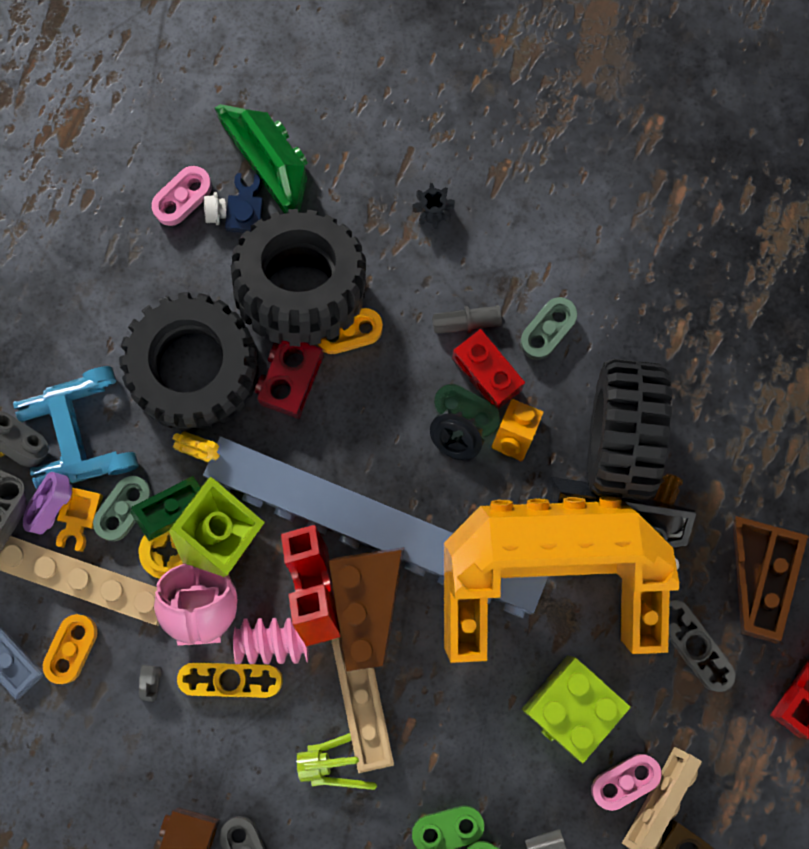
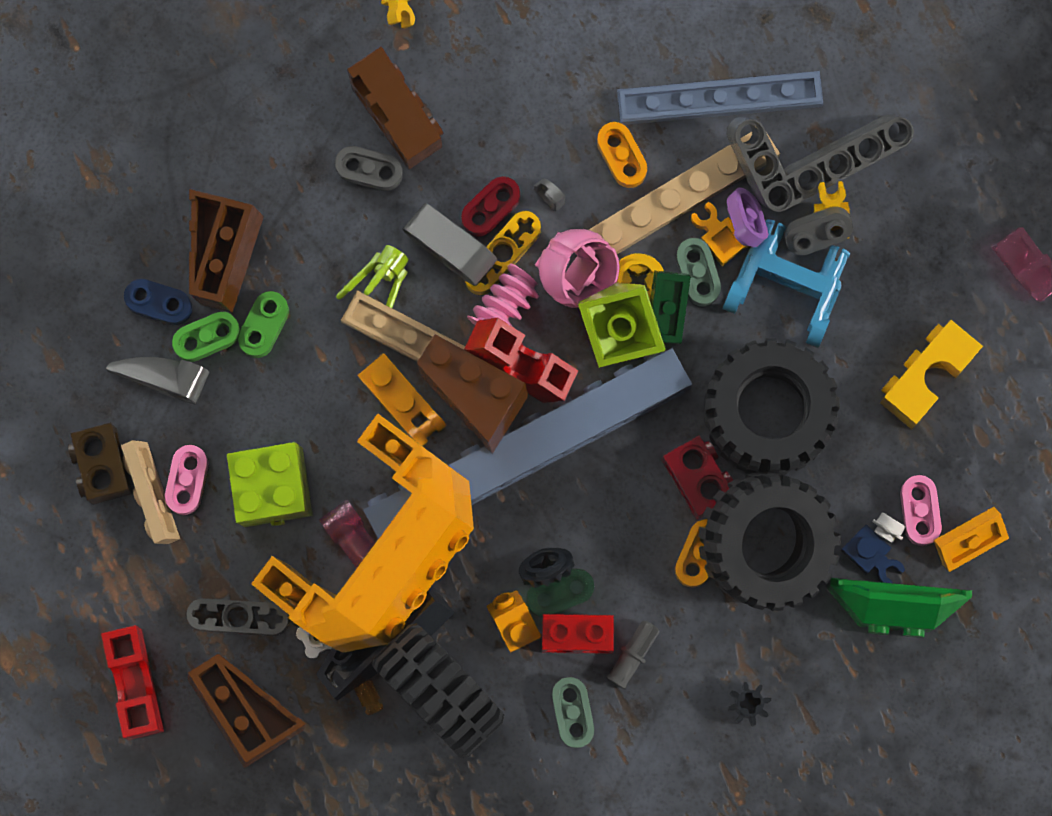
camera: 130 degrees right, 0 degrees up
(94, 272) = (948, 349): none -> yellow arch
(174, 142) = (971, 539): none -> light orange plate
(196, 446) = (699, 360): yellow axle -> none
(199, 722) = (491, 208): none -> dark red plate
(258, 728) = (449, 244): none -> beam
(417, 662) = (400, 399): none -> light orange plate
(556, 617) = (347, 530): none -> clear pink piece

